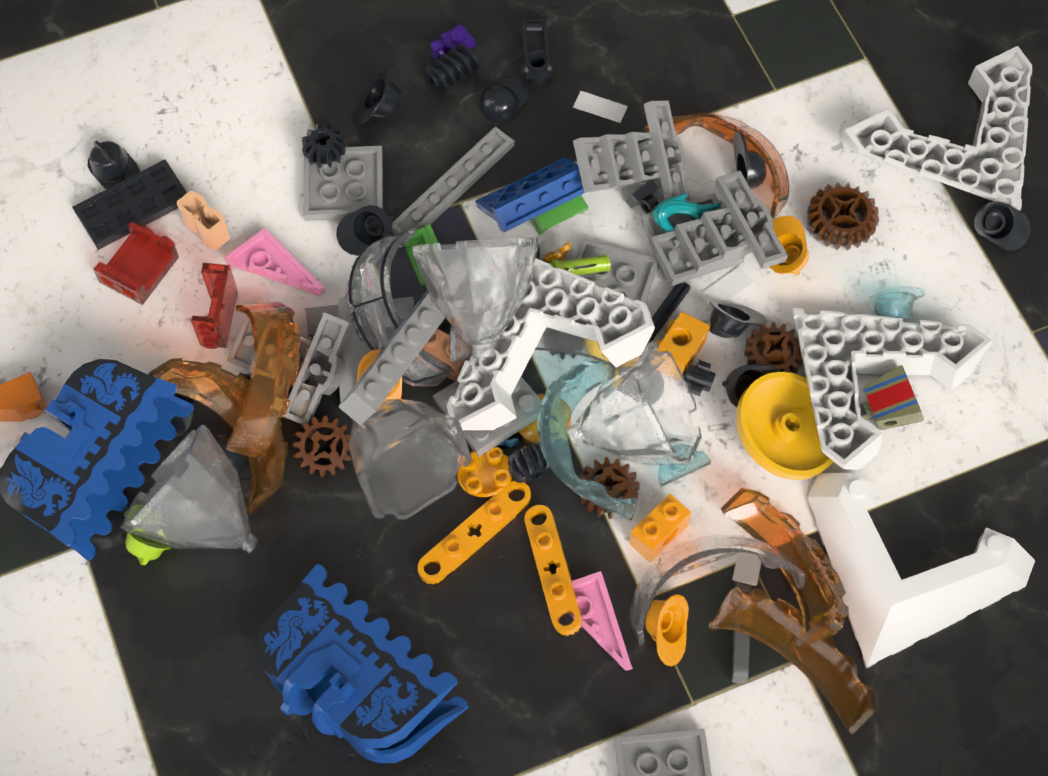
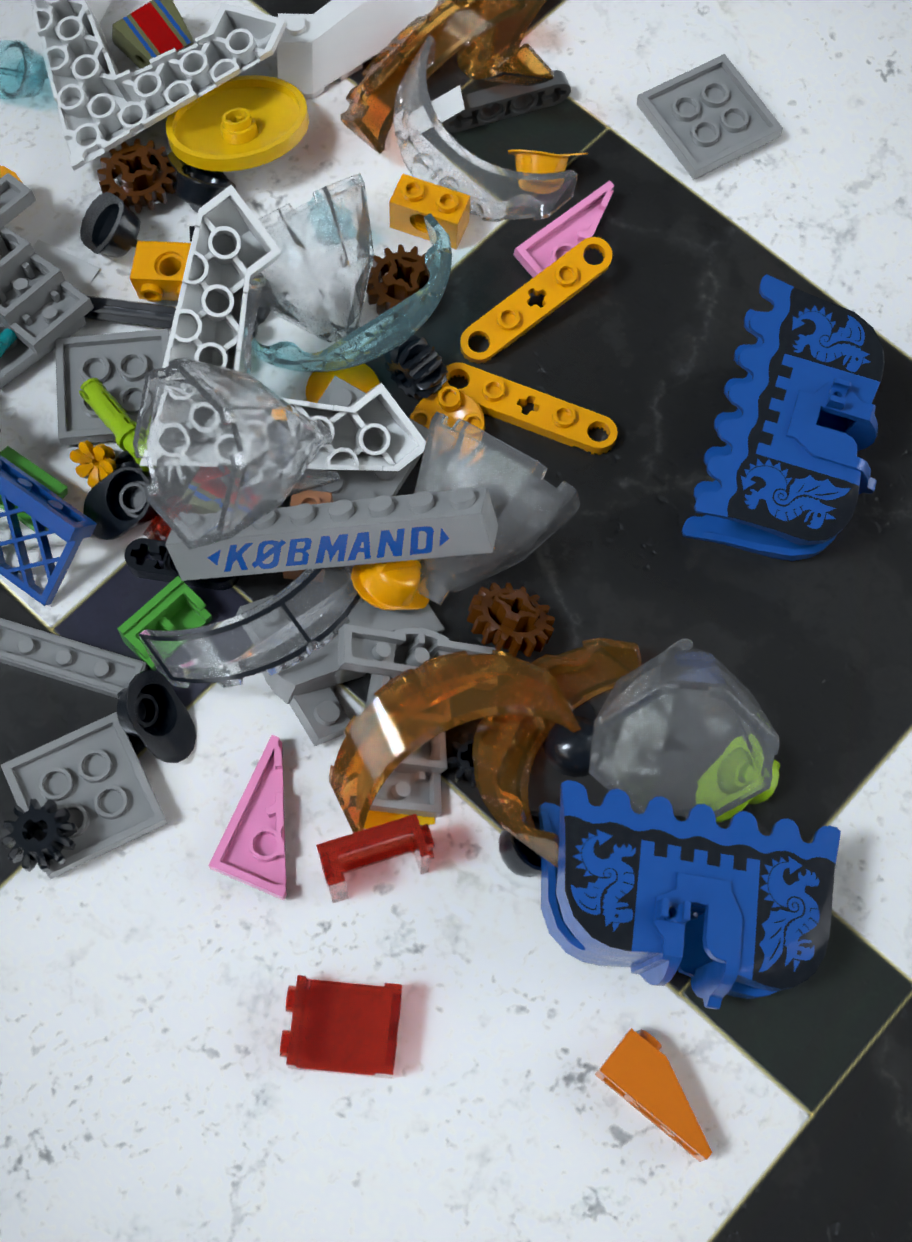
camera: 120 degrees left, 5 degrees up
(110, 163) = (185, 1173): black piece -> none
(134, 200) = (245, 1096): black plate -> none
(203, 220) = (230, 967): light nougat brick -> none

